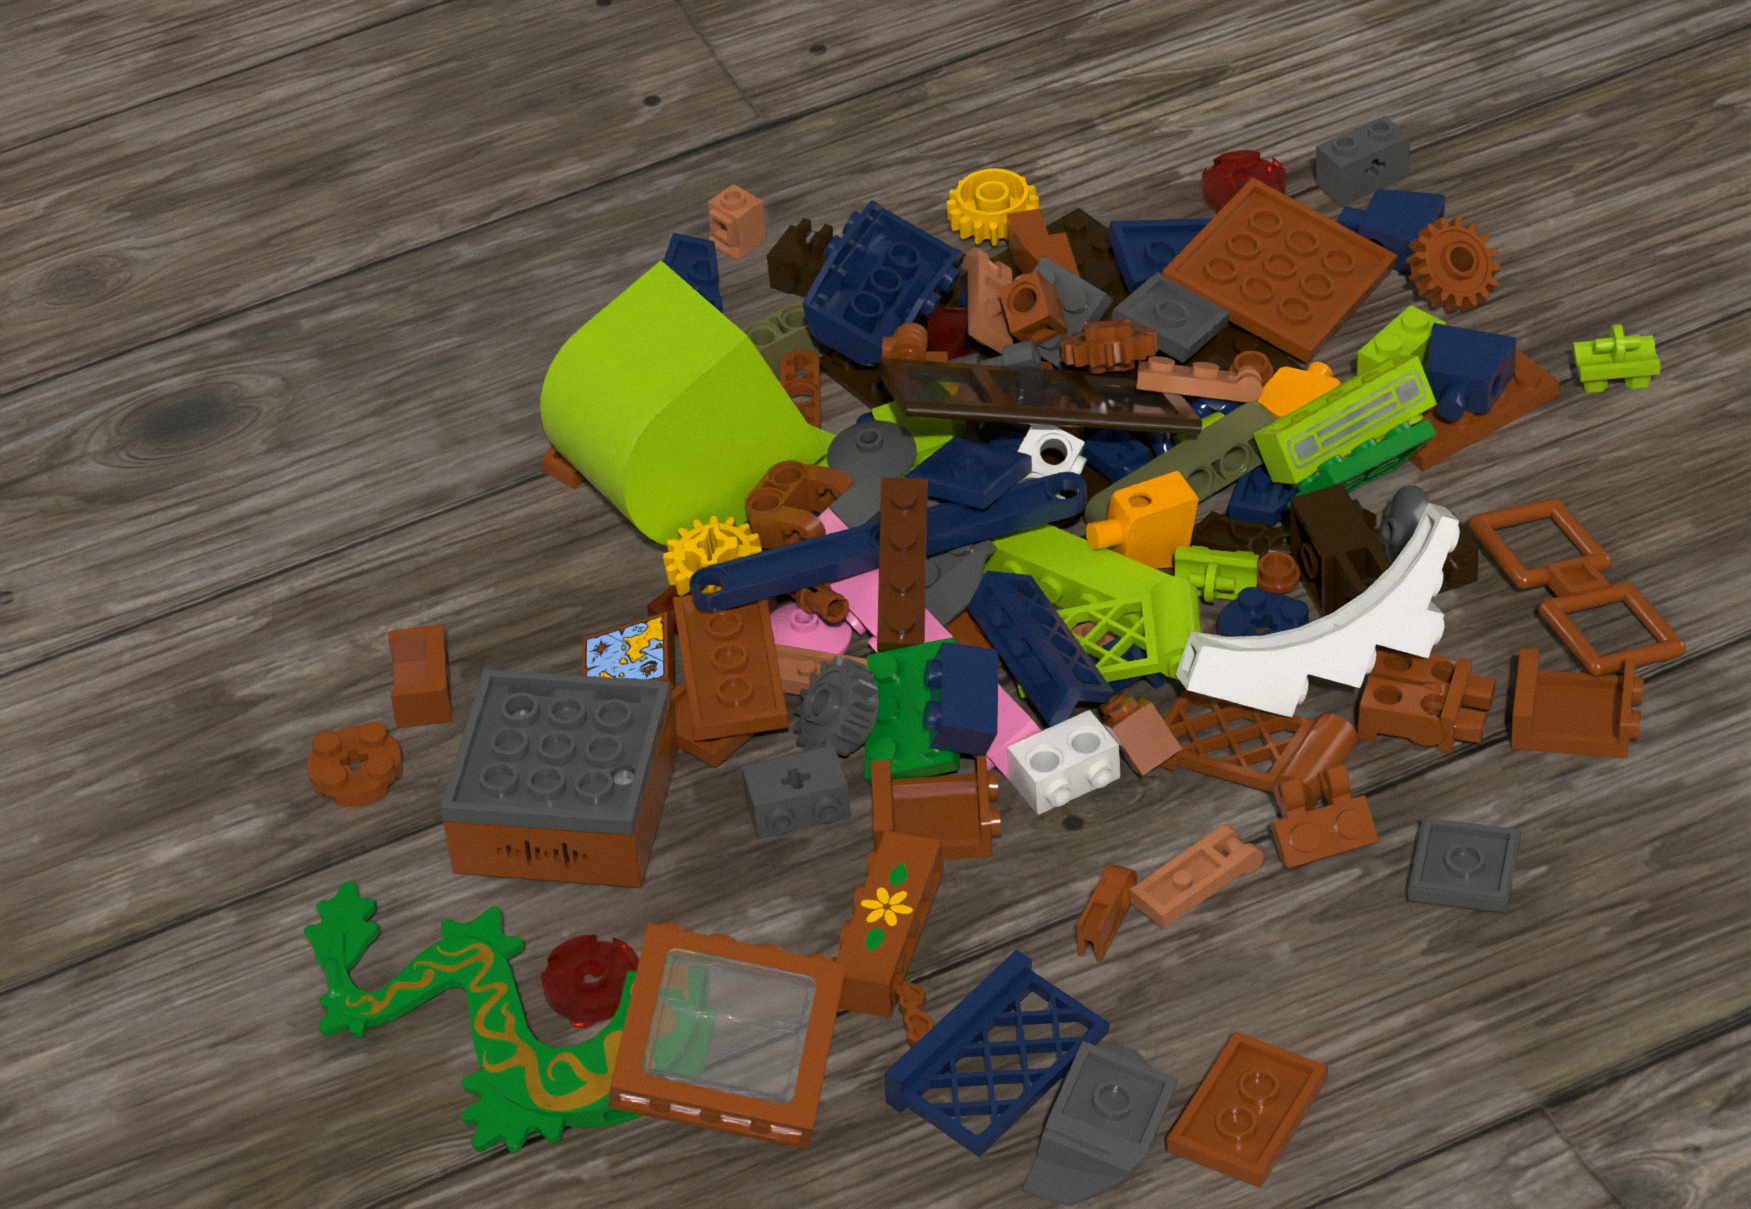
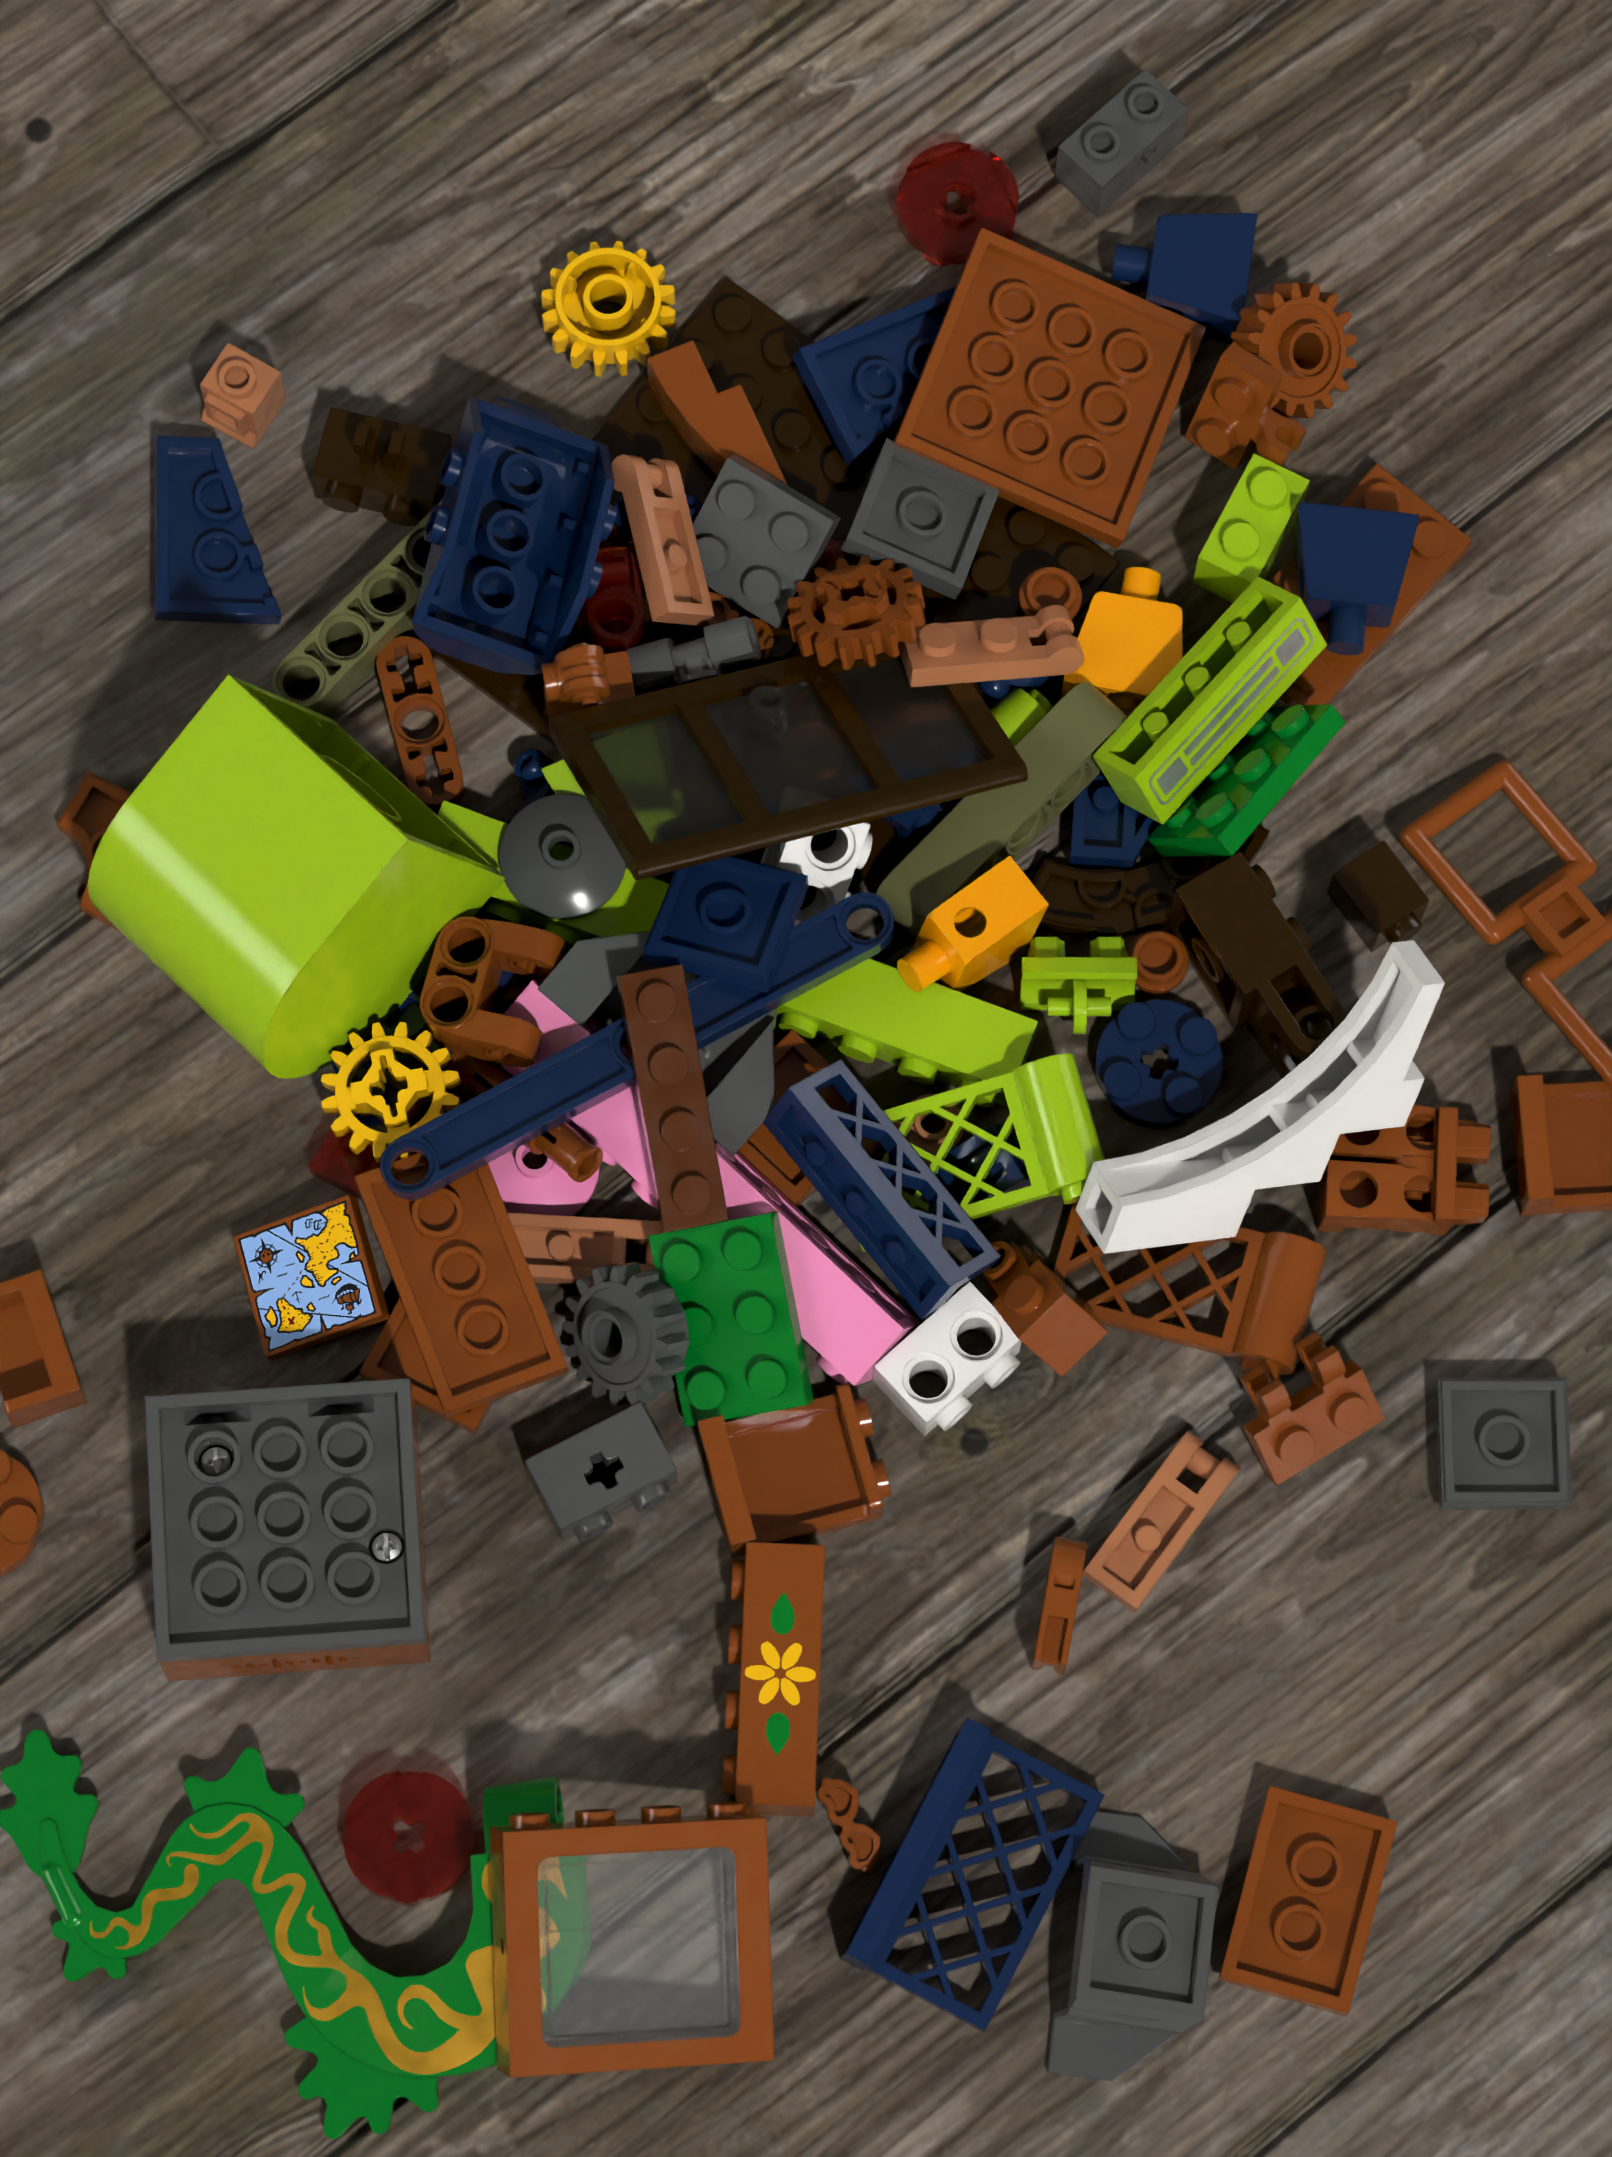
camera: 20 degrees left, 30 degrees up
(962, 698) = (809, 1325): dark blue brick -> none
(1044, 319) = (761, 566): dark orange brick -> none
(1402, 519) = (1330, 882): dark grey dish -> none
(1407, 283) = (1238, 412): none -> dark orange plate
(1616, 357) = (1546, 495): lime hips -> none

